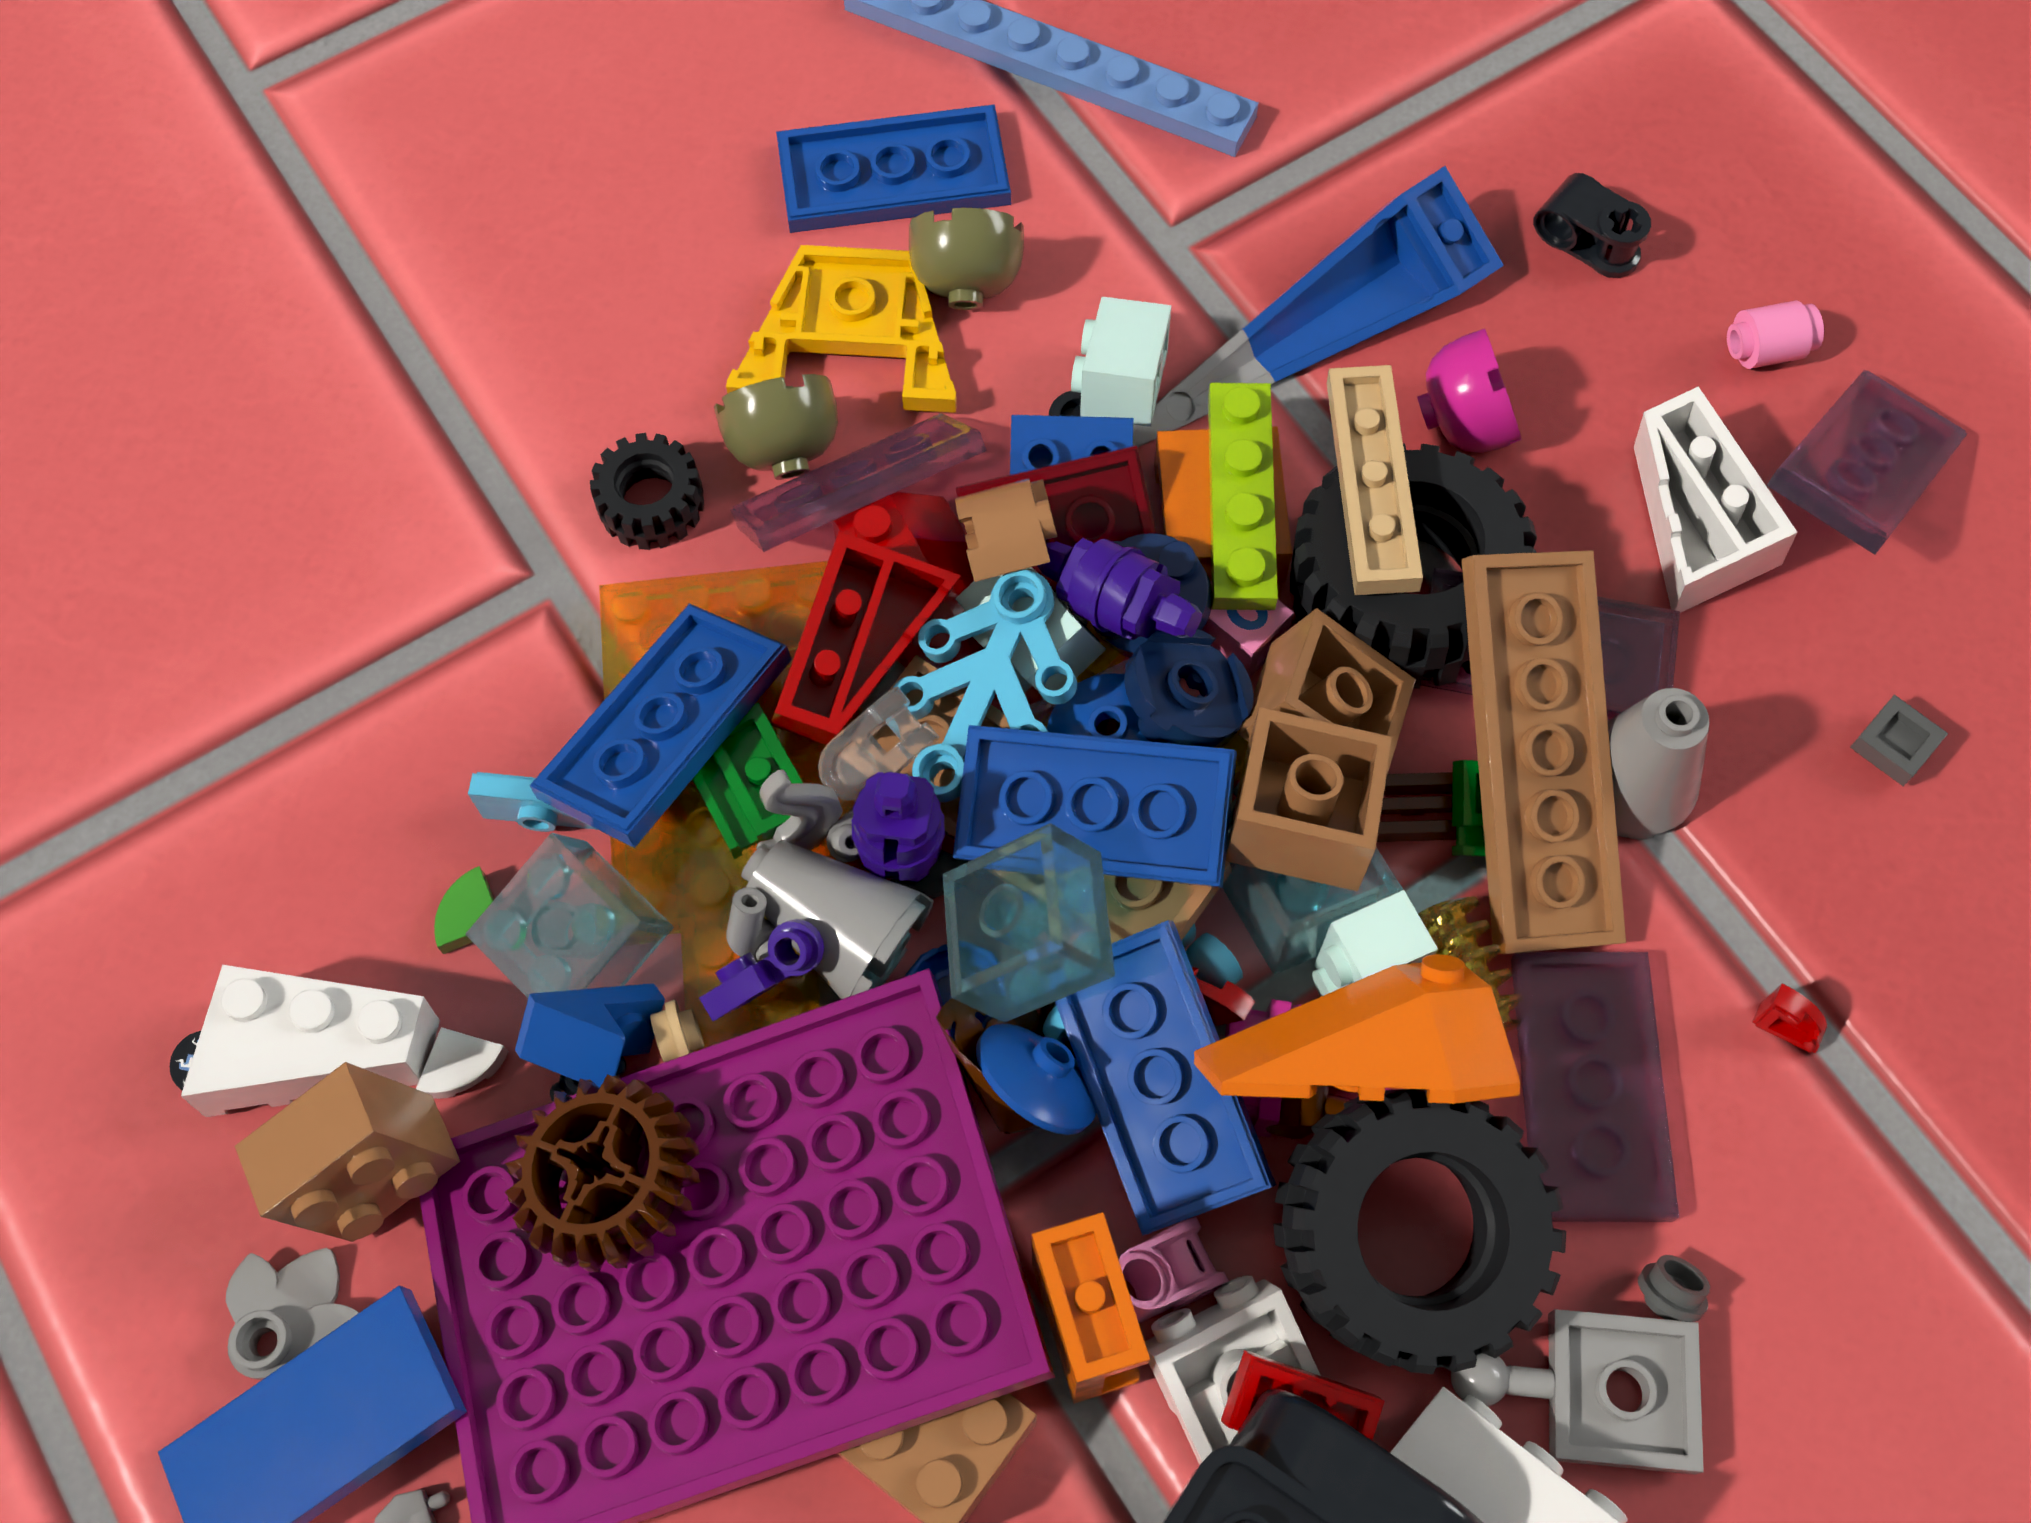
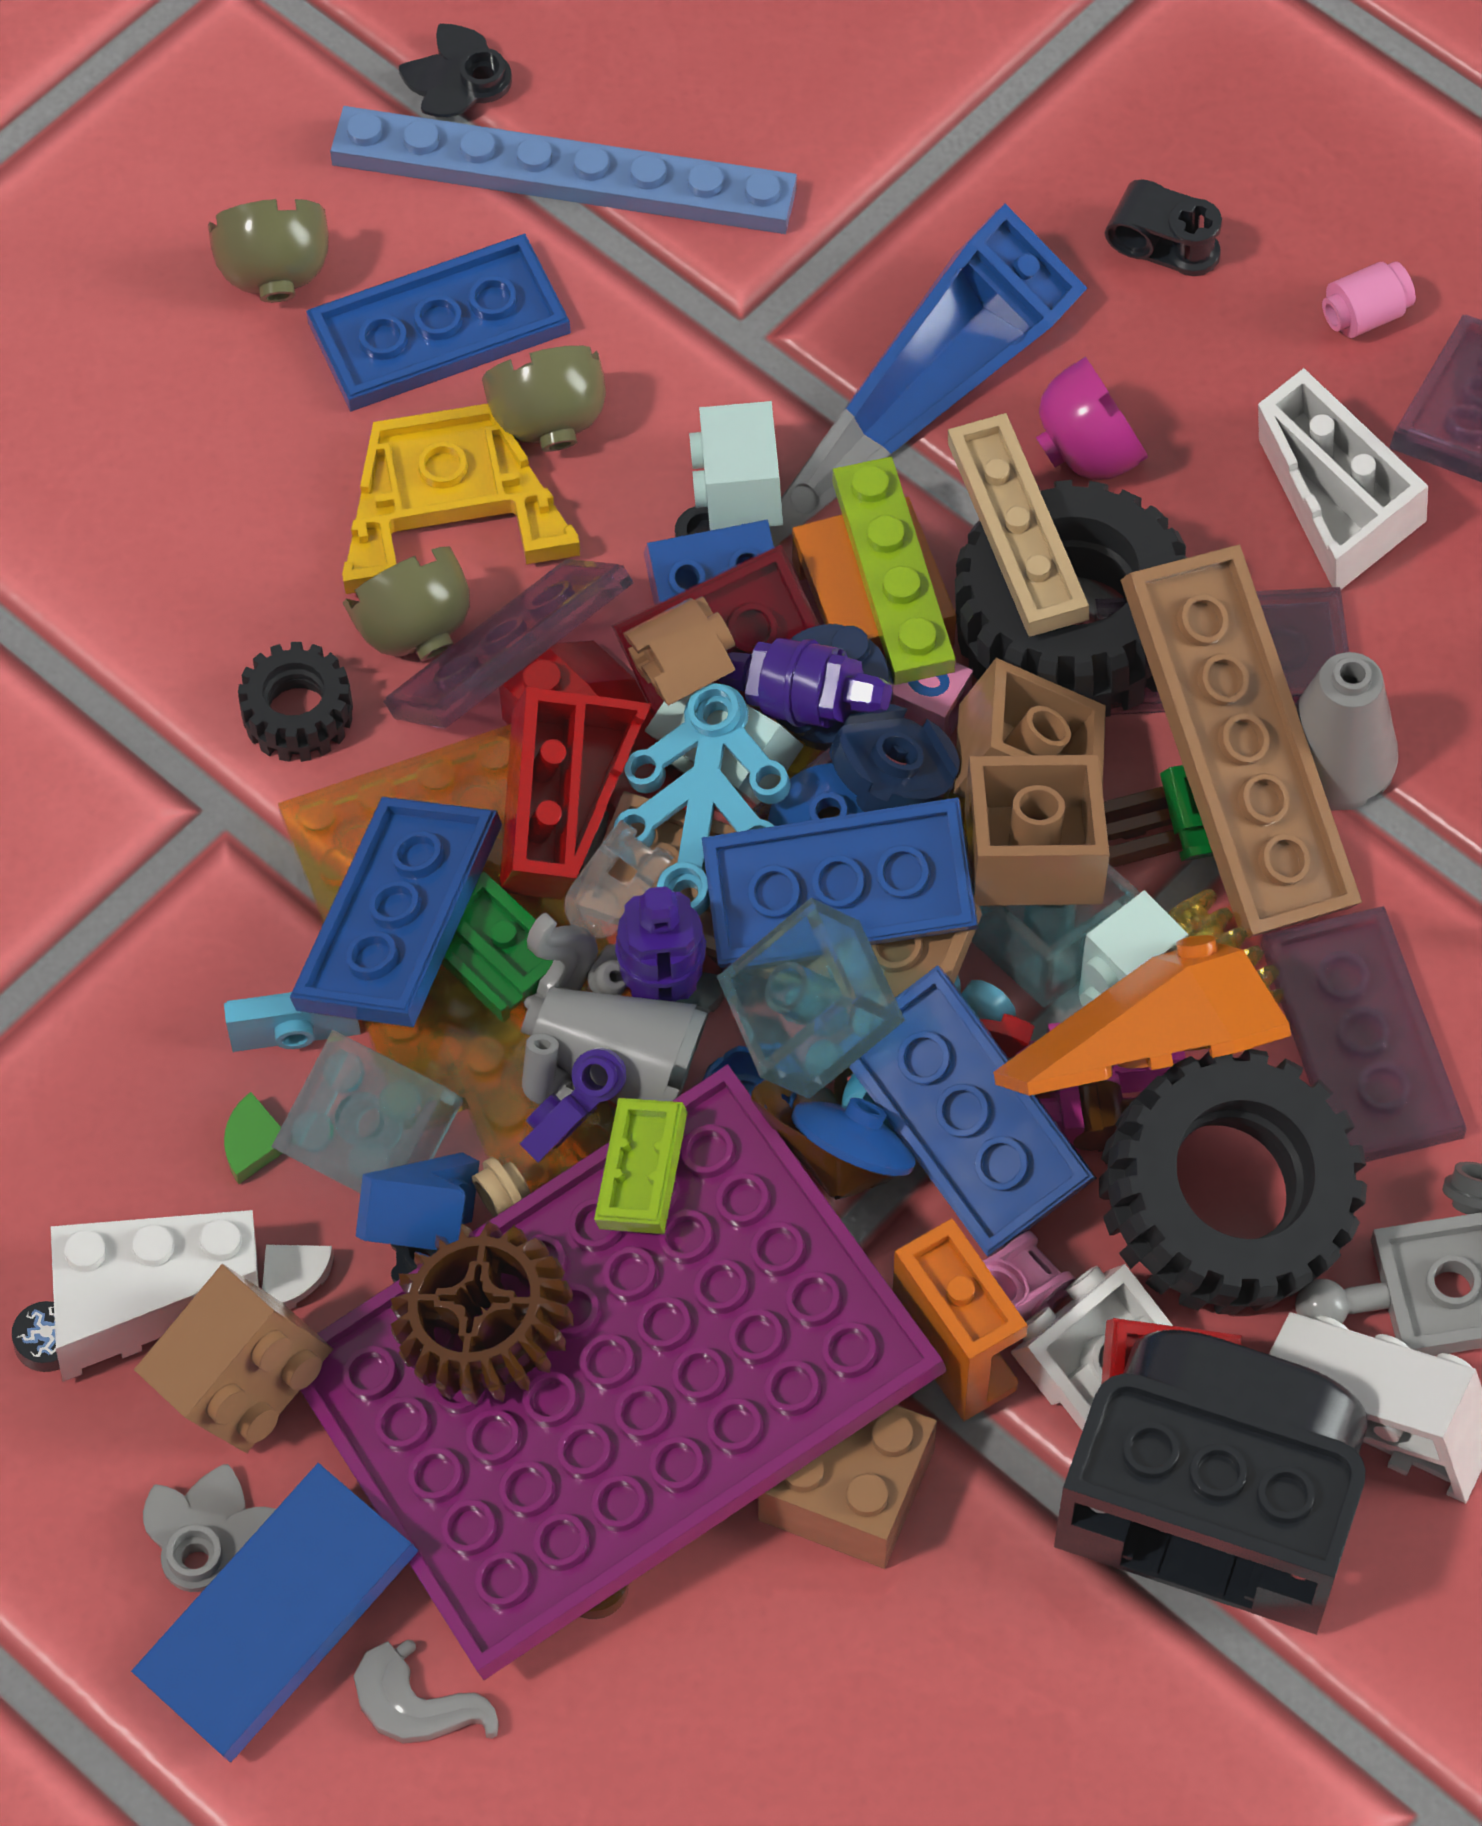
camera: 15 degrees left, 5 degrees down
(758, 66) = (269, 247): none -> olive cylinder
(806, 1058) = (641, 1166): none -> lime plate

